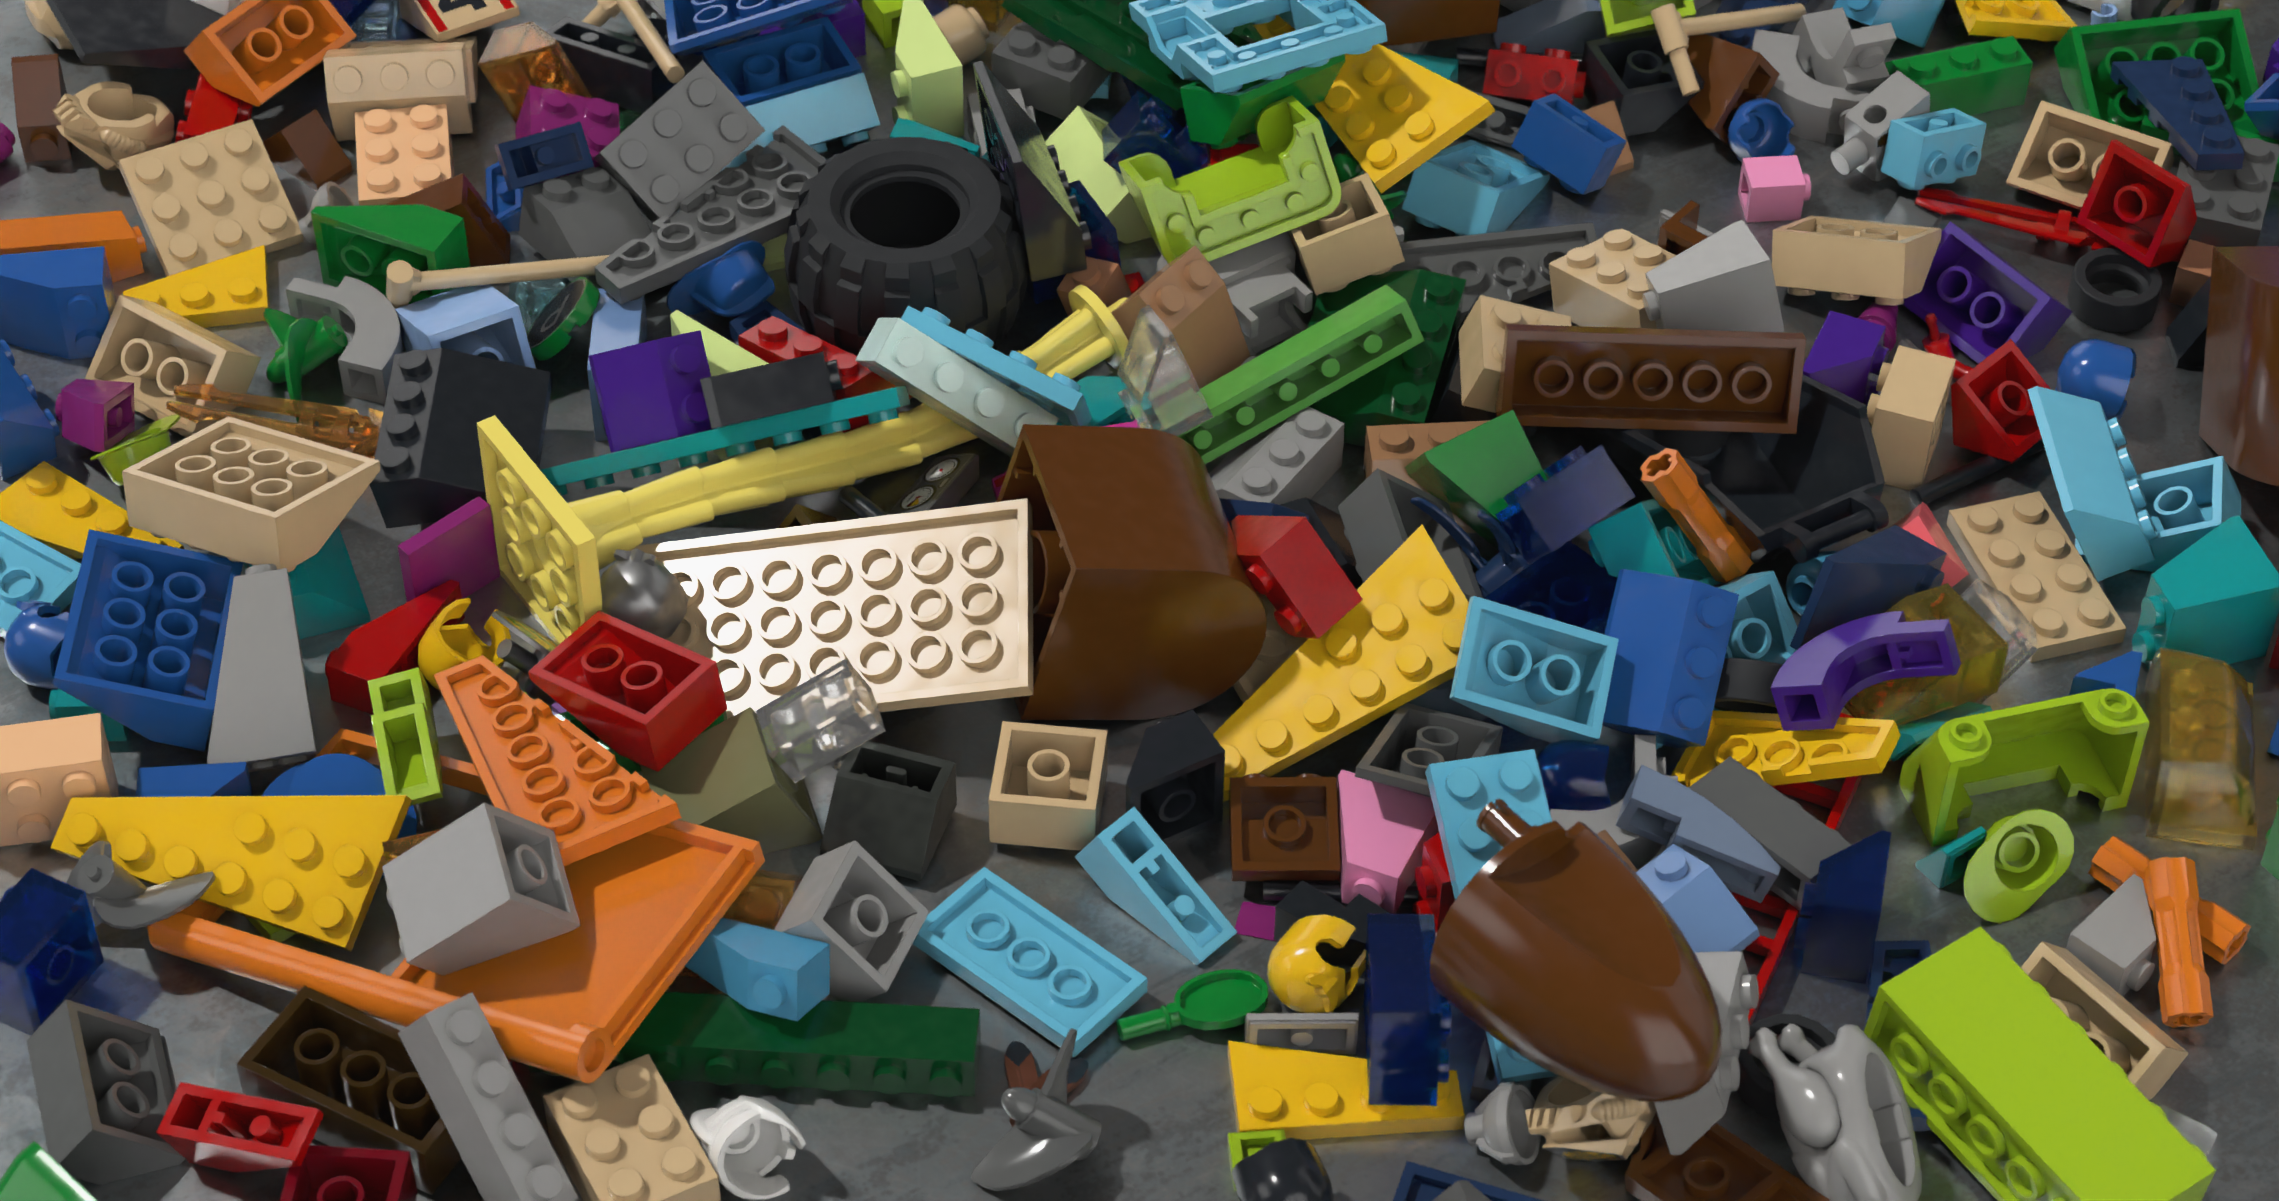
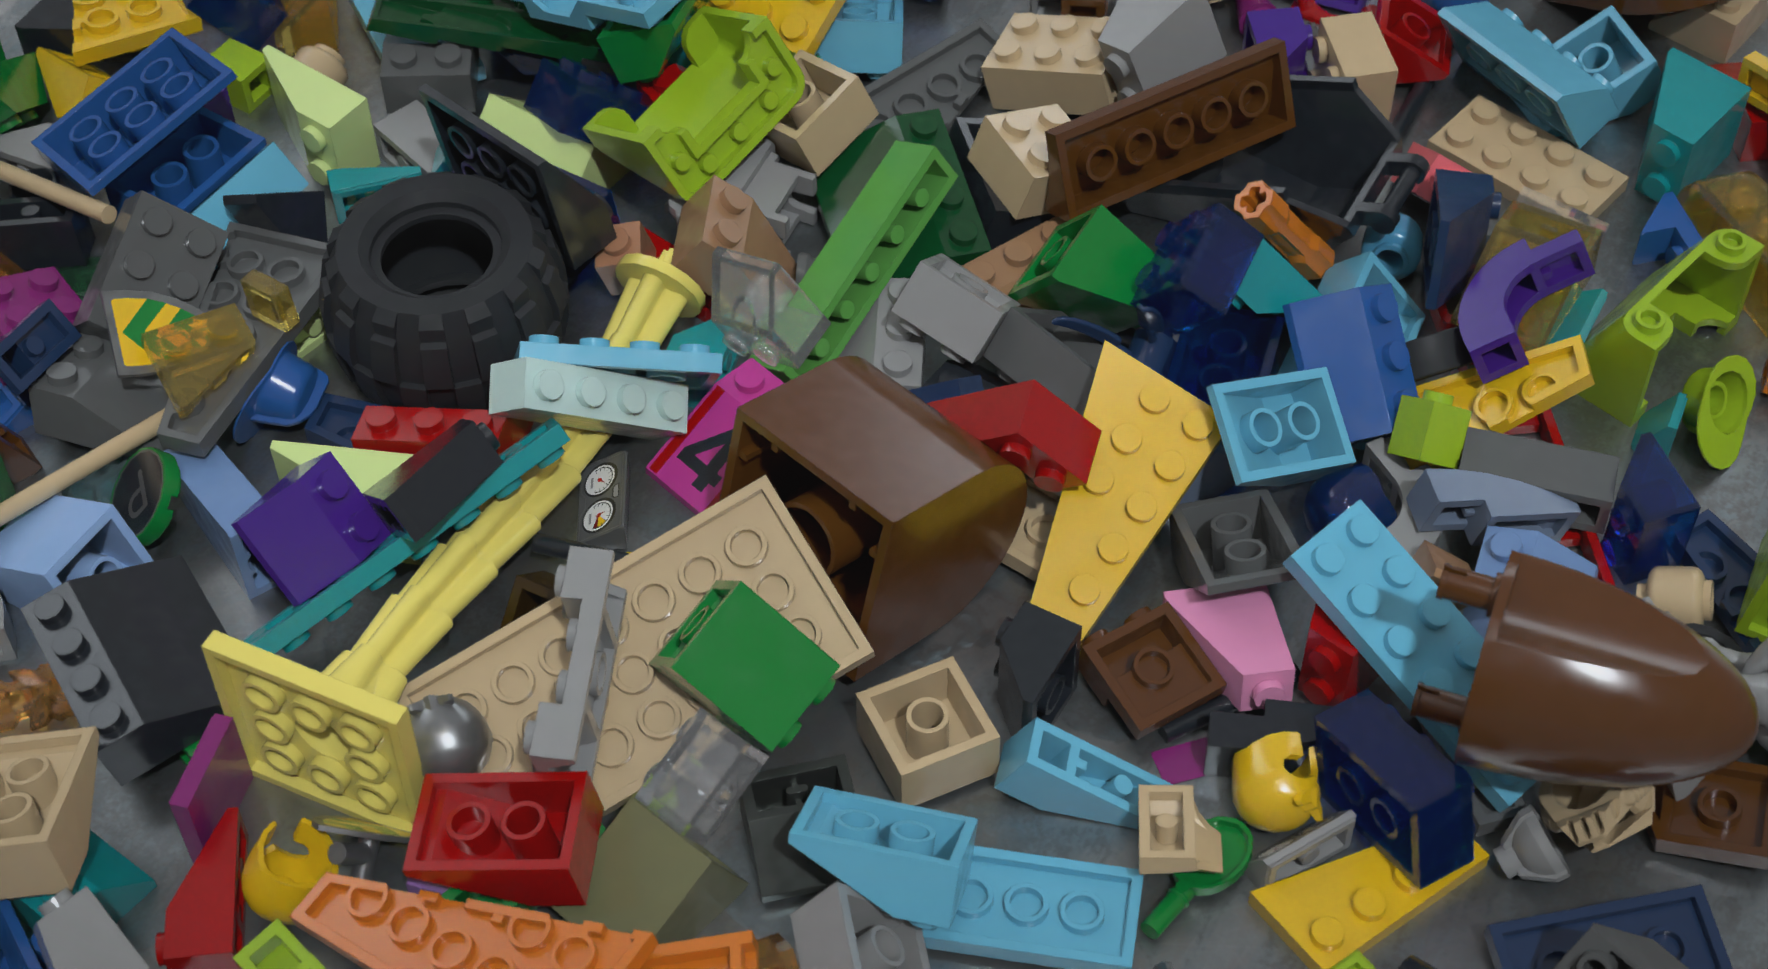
camera: 30 degrees left, 5 degrees up
(646, 184) = (137, 312): none -> shield
(668, 216) = (198, 353): none -> clear yellow wing
(754, 197) = (270, 300): none -> clear yellow tile
(771, 587) = (570, 732): none -> light grey piece
(824, 131) = (284, 212): none -> black slope
(907, 644) = (747, 664): none -> green slope
(925, 848) = (890, 852): none -> medium azure slope
(1190, 958) = (1174, 833): none -> tan slope
(1333, 446) = (952, 308): none -> light grey slope
(1690, 741) = (1430, 429): none -> lime brick
(1826, 995) = (1680, 592): none -> tan head

